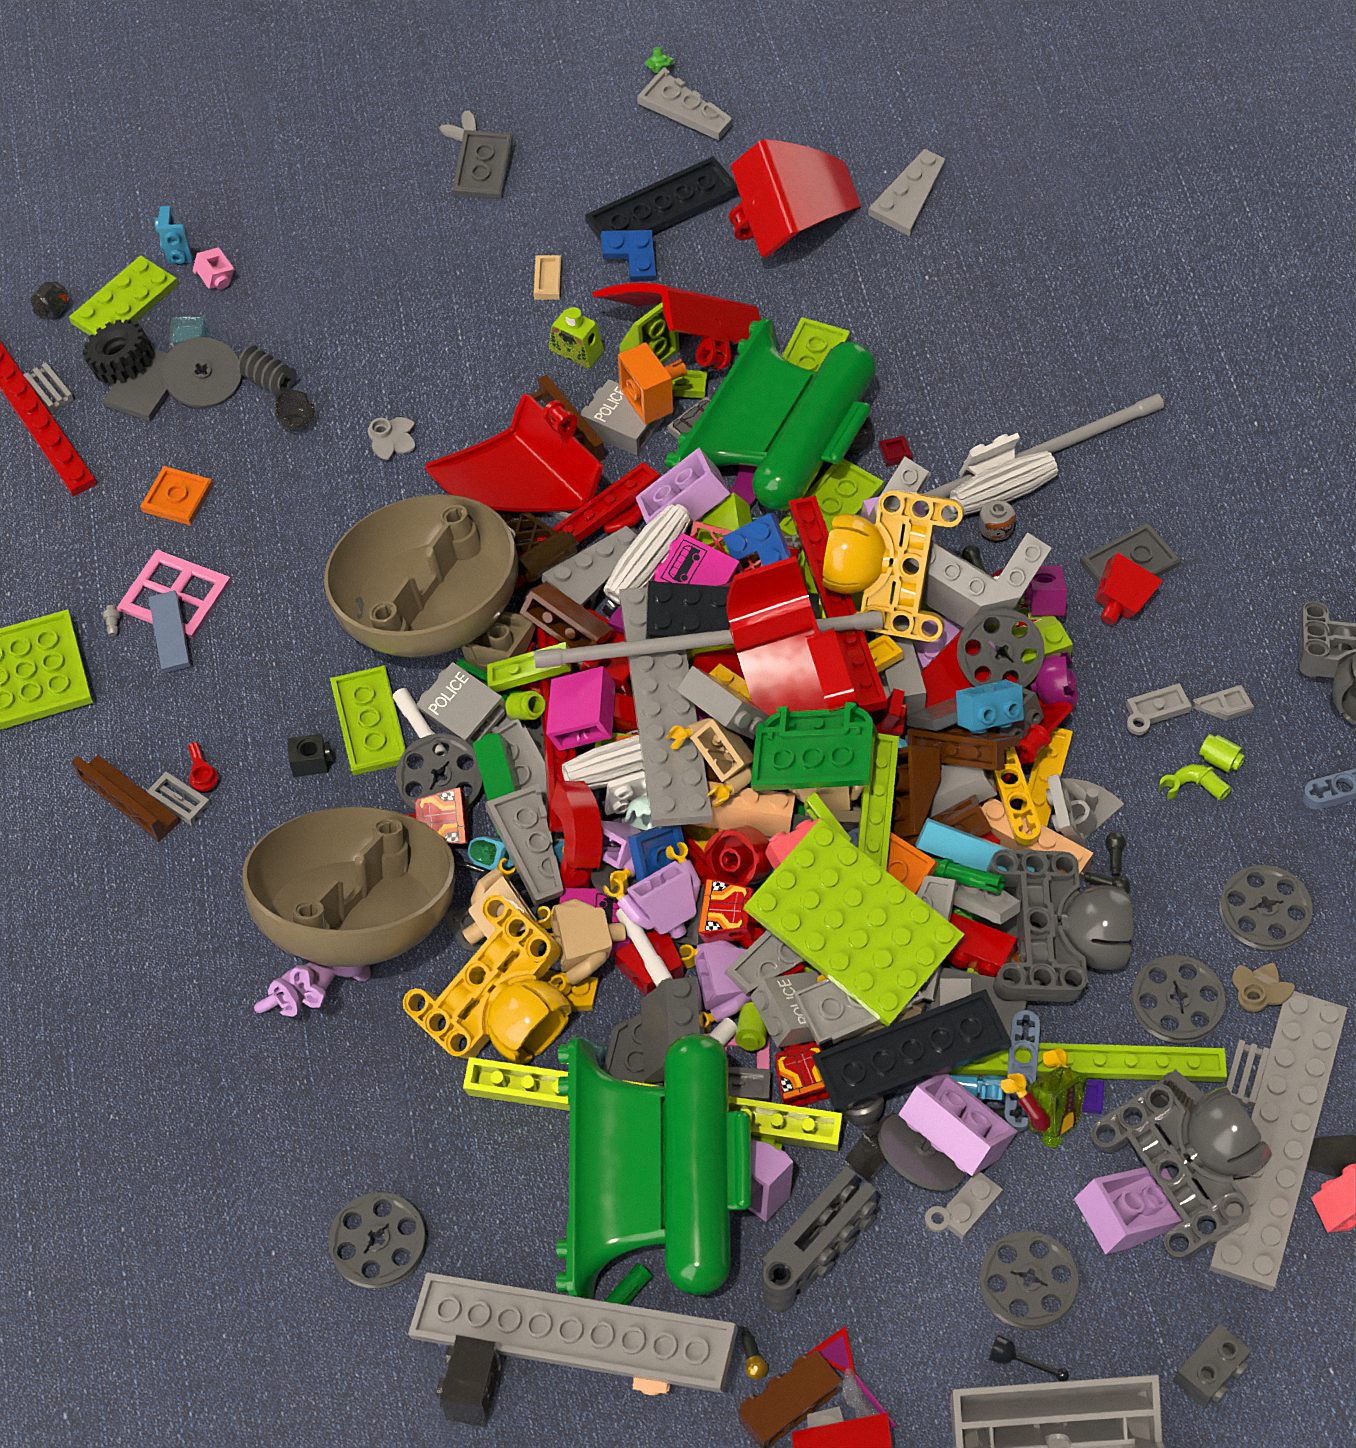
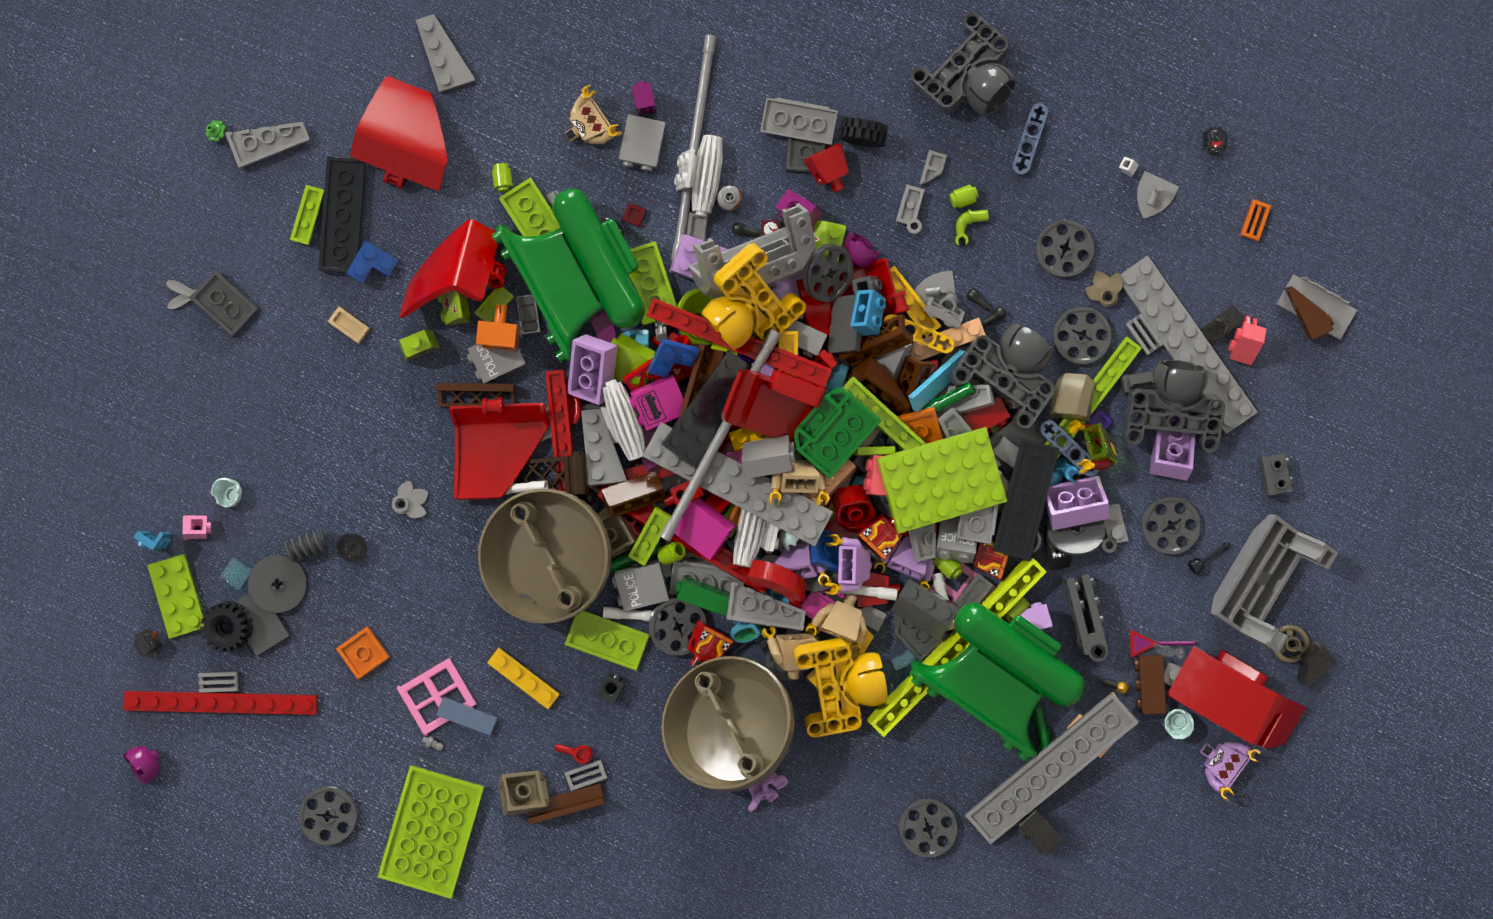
camera: 55 degrees left, 30 degrees up
(110, 737) = (523, 792): none -> dark tan slope
(257, 664) = (523, 678): none -> yellow plate
(274, 273) = (226, 492): none -> light aqua hair
(614, 987) = (873, 617): none -> light grey tile
(634, 177) = (307, 215): none -> lime plate
(827, 308) = (502, 177): none -> lime brick
(961, 344) = (589, 121): none -> tan torso
(982, 406) = (642, 142): none -> light grey brick
(1030, 372) = (643, 98): none -> magenta brick
(1089, 1032) = (1072, 397): none -> dark tan slope
(1148, 532) = (799, 120): none -> light grey piece
(1196, 593) = (863, 132): none -> black tyre

